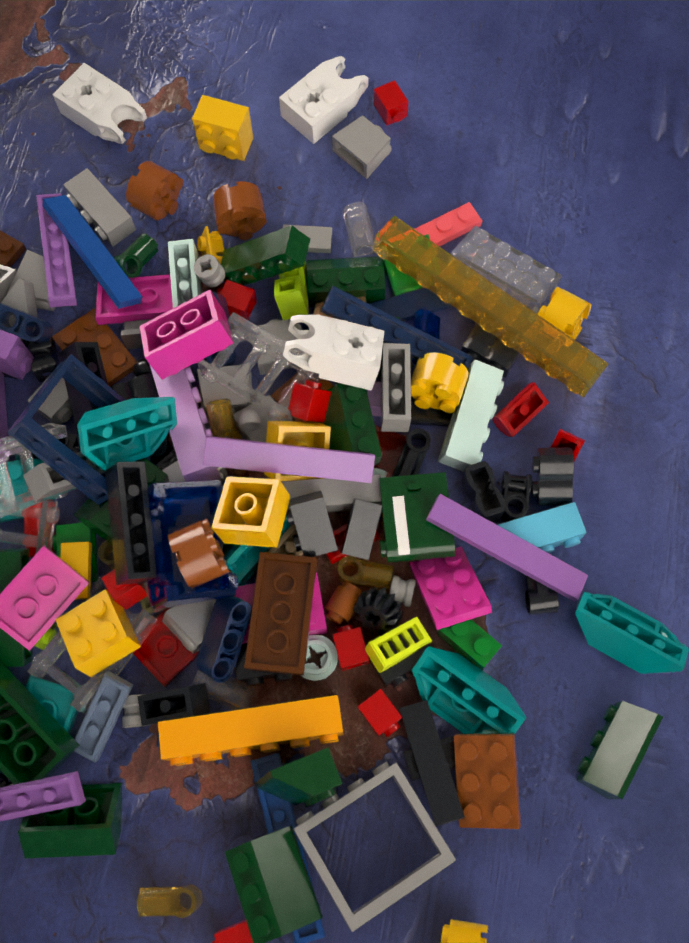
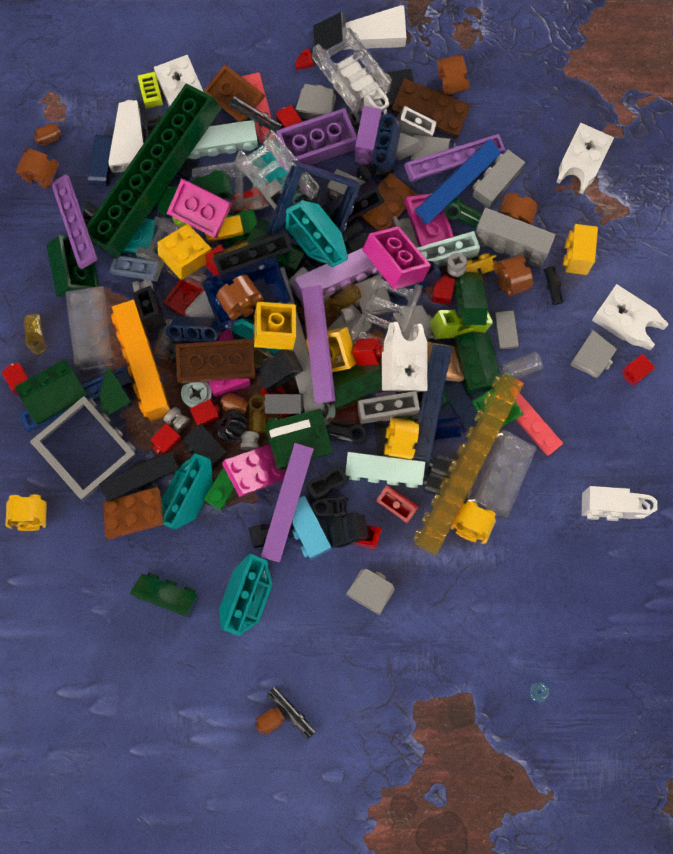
camera: 75 degrees right, 5 degrees up
(179, 805) = (90, 328): none -> clear brick
(186, 198) = (513, 237): none -> light grey brick
(260, 173) = (553, 285): none -> black pin
(357, 688) = (176, 419): none -> light grey wheel
(376, 654) = (205, 425): neon yellow slope -> none
(560, 157) = (615, 504): none -> white brick
(636, 464) = (371, 590): none -> light grey torso

